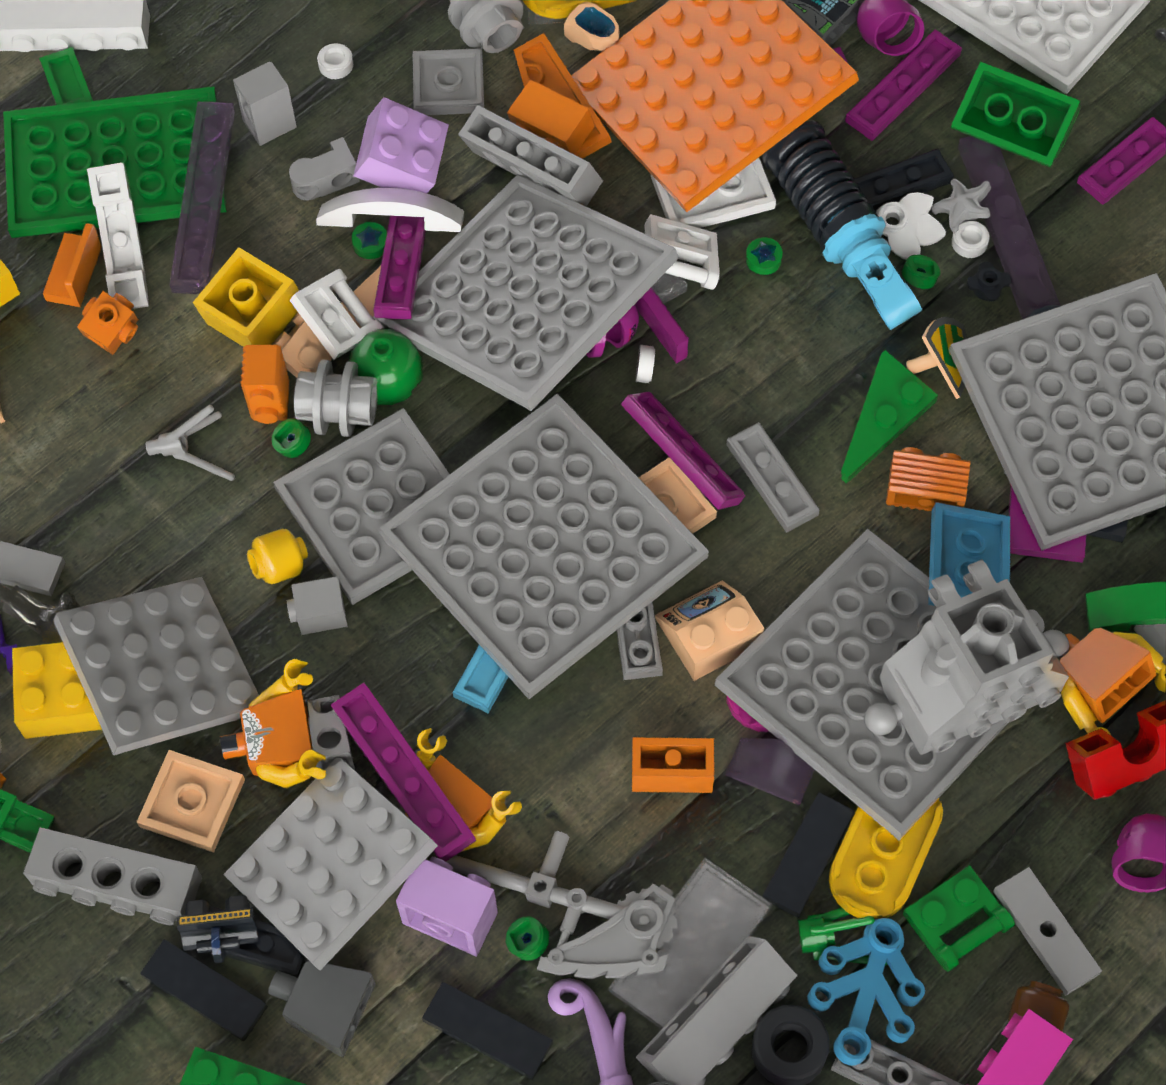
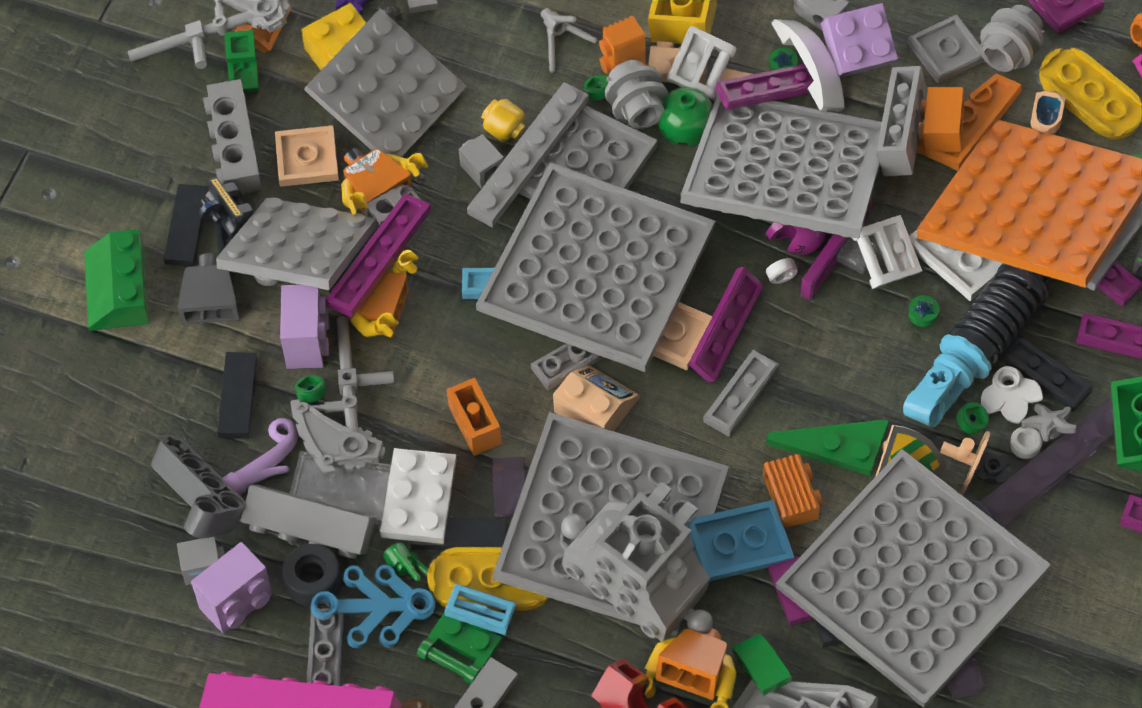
camera: 65 degrees right, 5 degrees down
(347, 550) = (527, 154): none -> light grey plate
(744, 875) = (418, 496): none -> white plate
(909, 894) = (475, 619): none -> medium azure tile
(982, 285) = (965, 455): none -> light nougat shield

